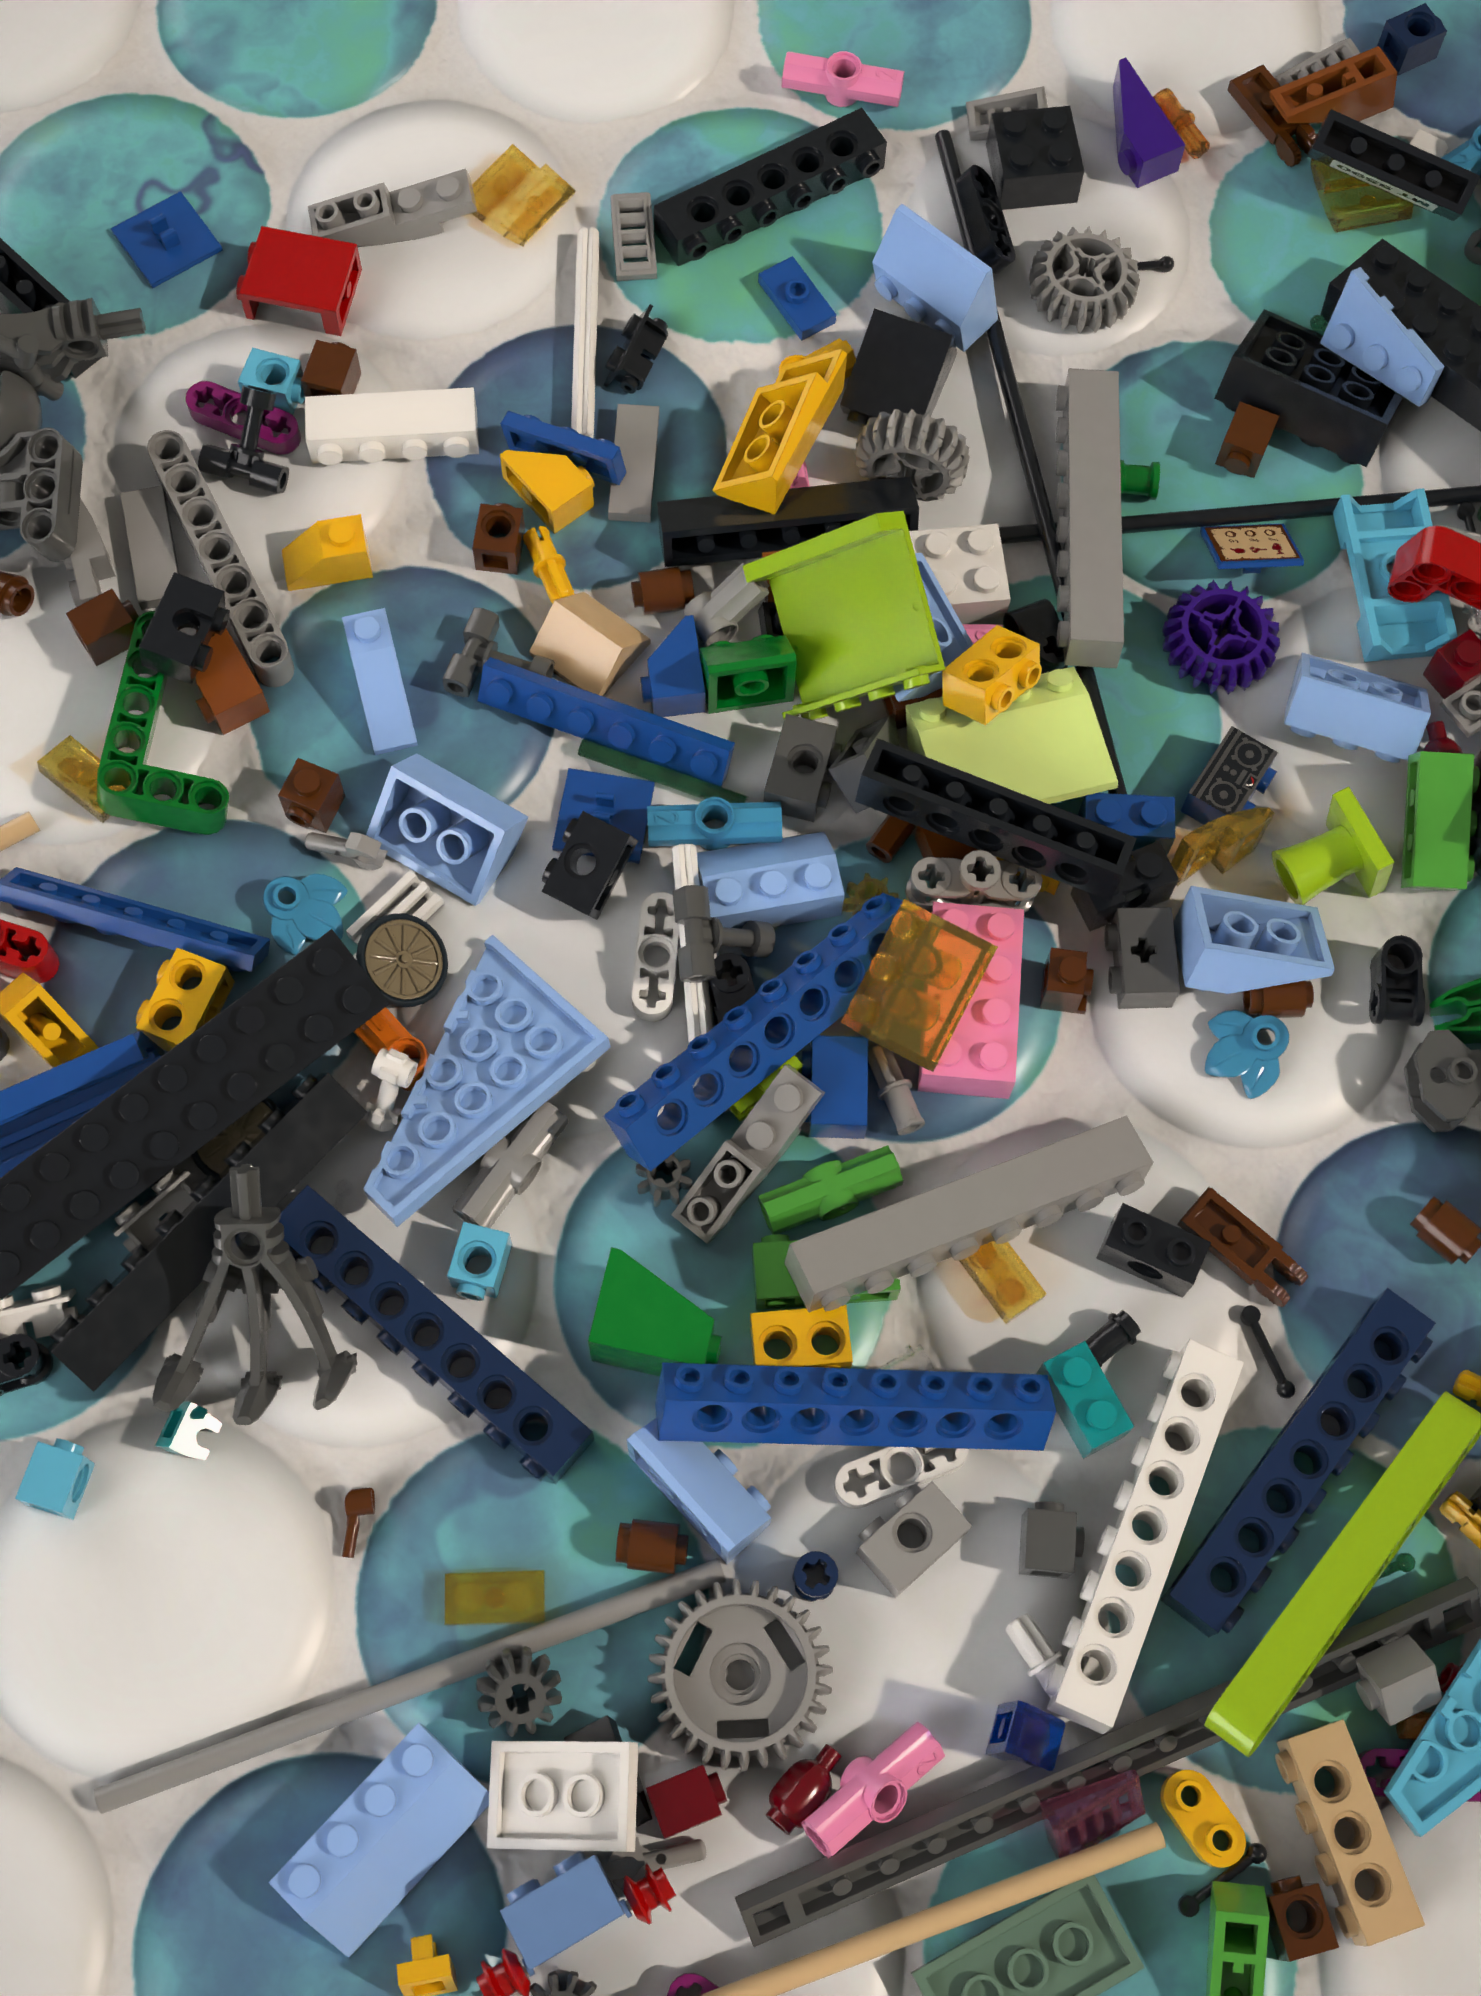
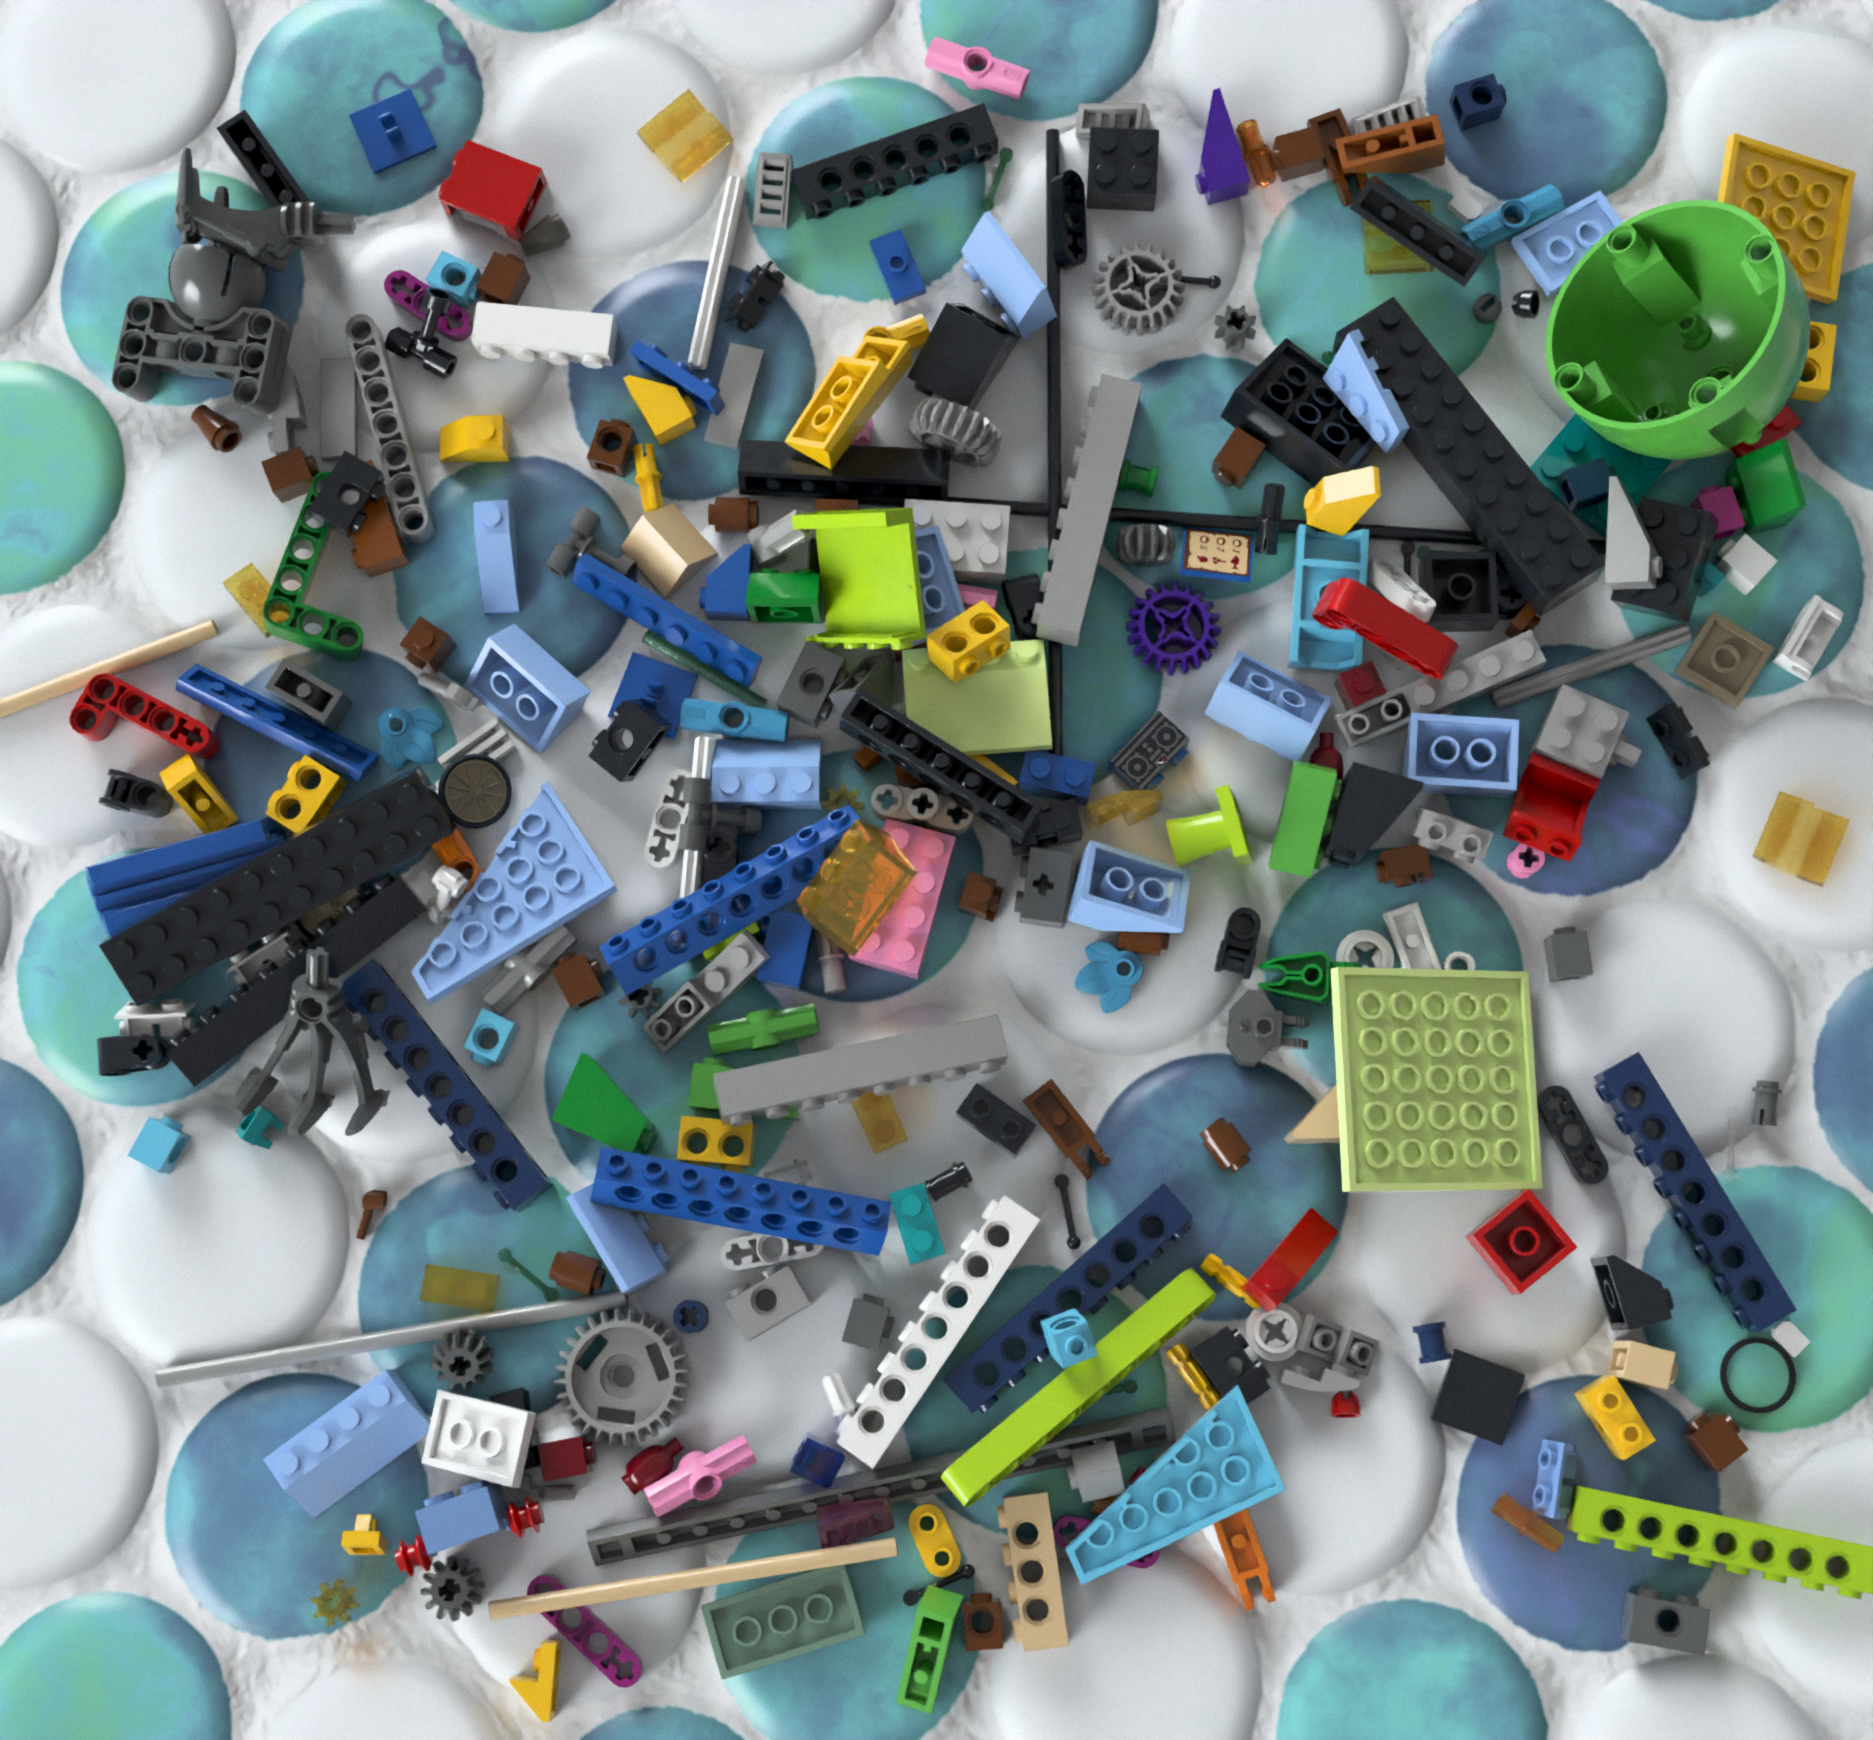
camera: 20 degrees right, 10 degrees up
(169, 876) = (309, 694): none -> dark grey brick
(373, 320) = (545, 235): none -> clear smoke cone
(386, 217) = (578, 140): light grey slope -> none
(581, 1169) = (579, 979): none -> reddish brown brick
(619, 1583) = (550, 1294): none -> clear green hinge
(894, 168) = (1005, 156): none -> clear green hinge
(1166, 547) = (1145, 545): none -> dark grey gear
(1205, 302) = (1238, 318): none -> dark grey gear
(1228, 116) = (1297, 154): none -> reddish brown brick
(1304, 496) = (1270, 518): none -> black axle
(1325, 1504) = (1069, 1338): none -> medium azure brick
(1387, 458) = (1342, 499): none -> yellow slope

